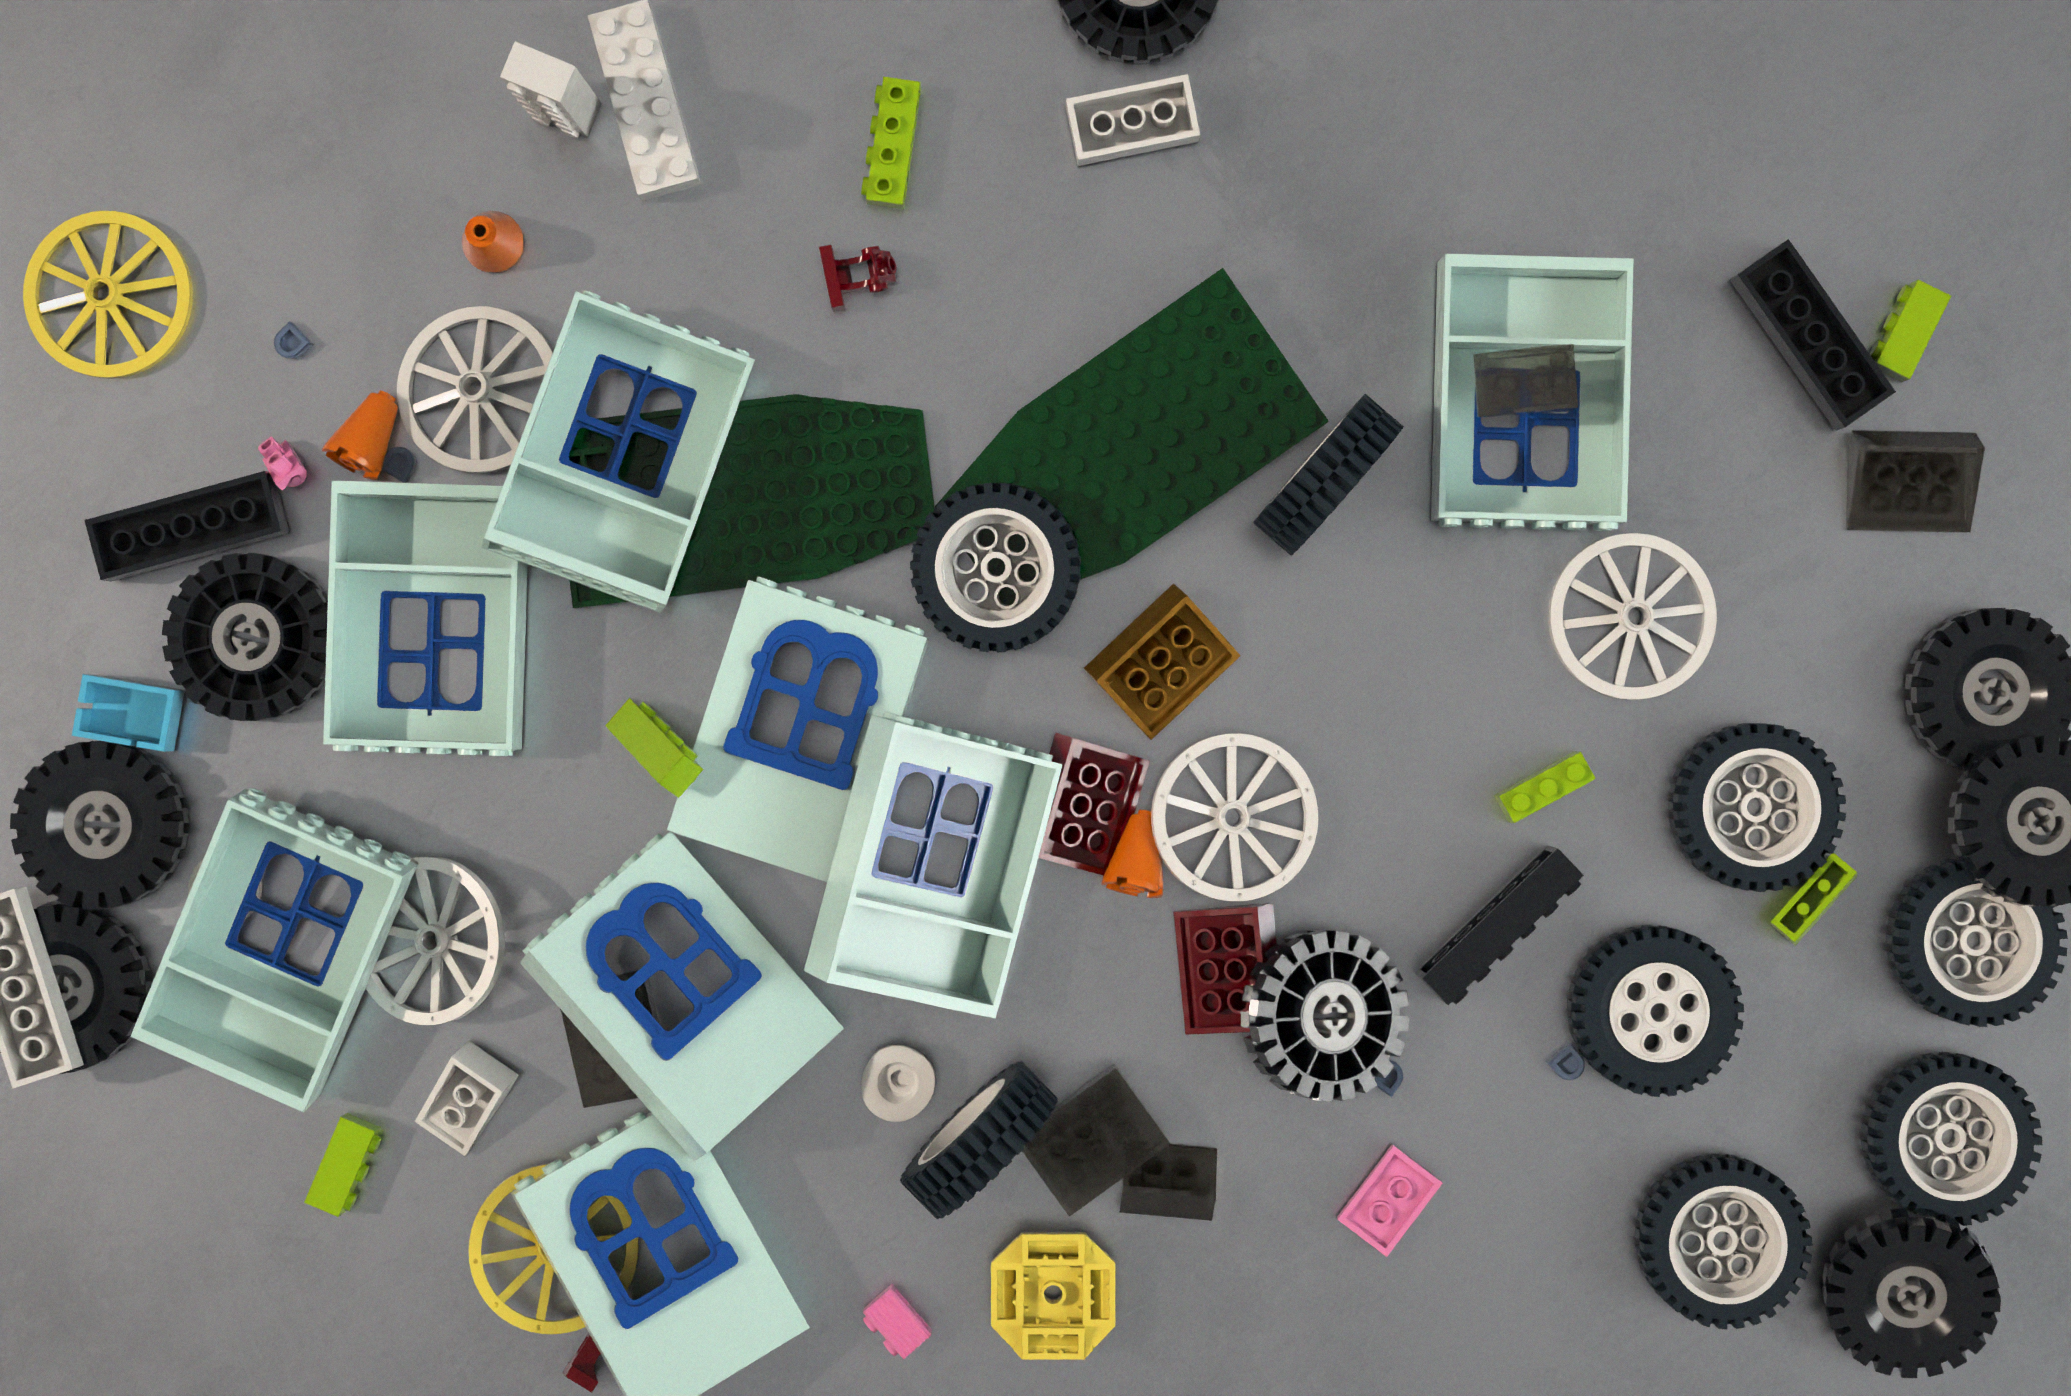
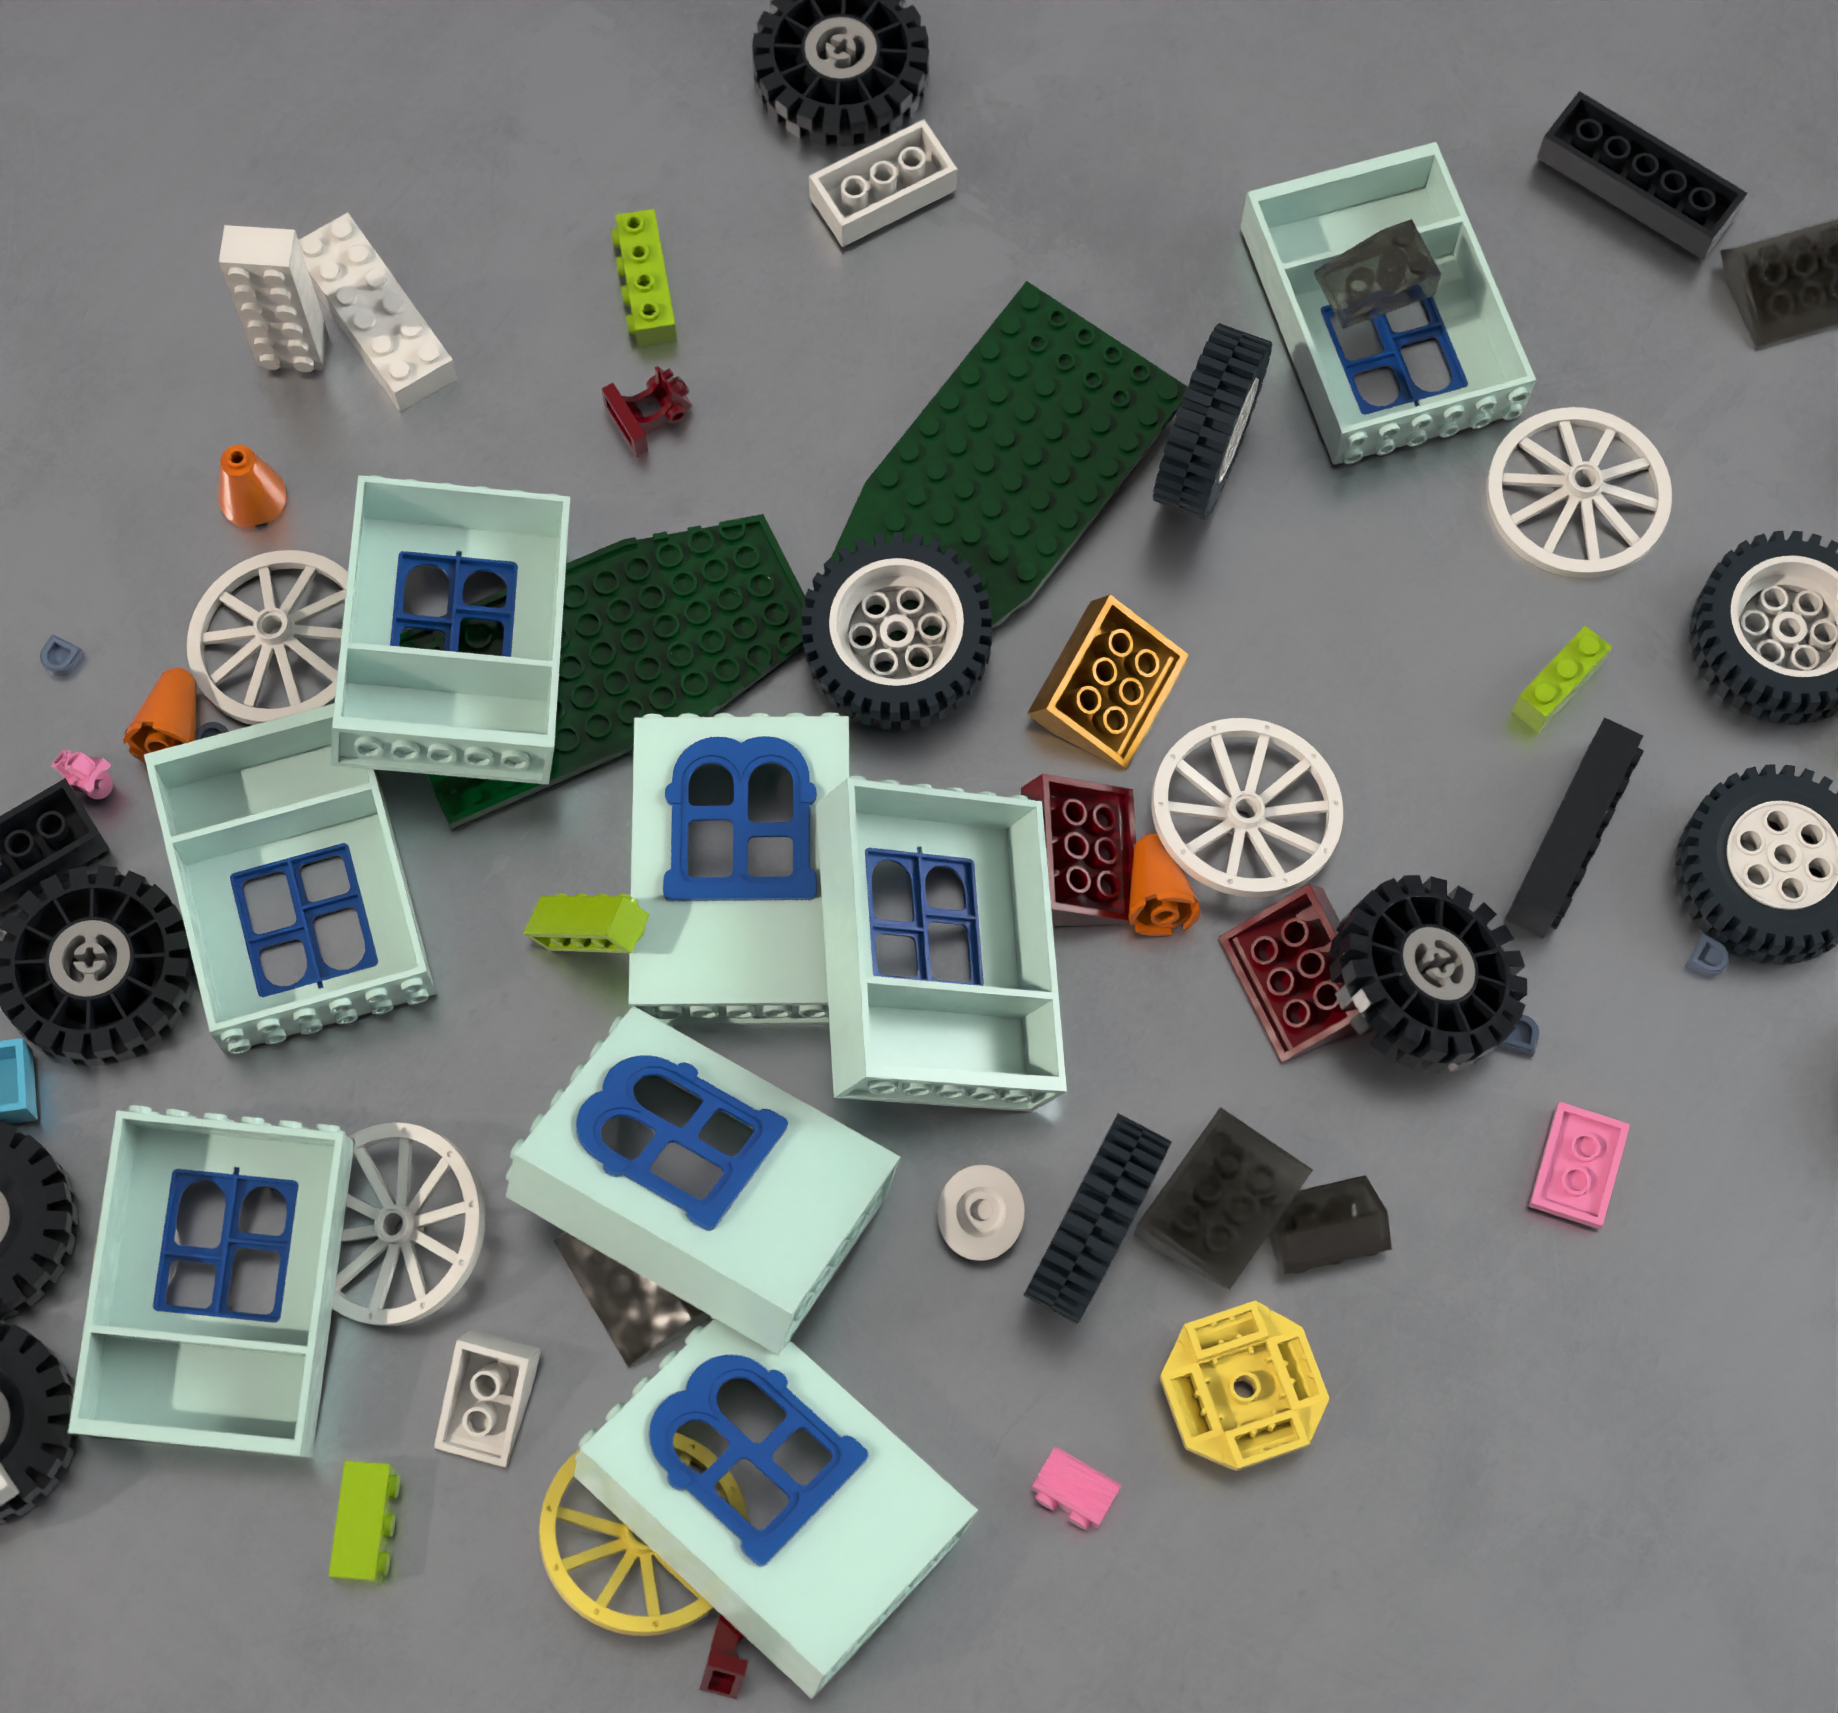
camera: 20 degrees left, 20 degrees down
(1909, 329) = (1734, 140): lime brick -> none

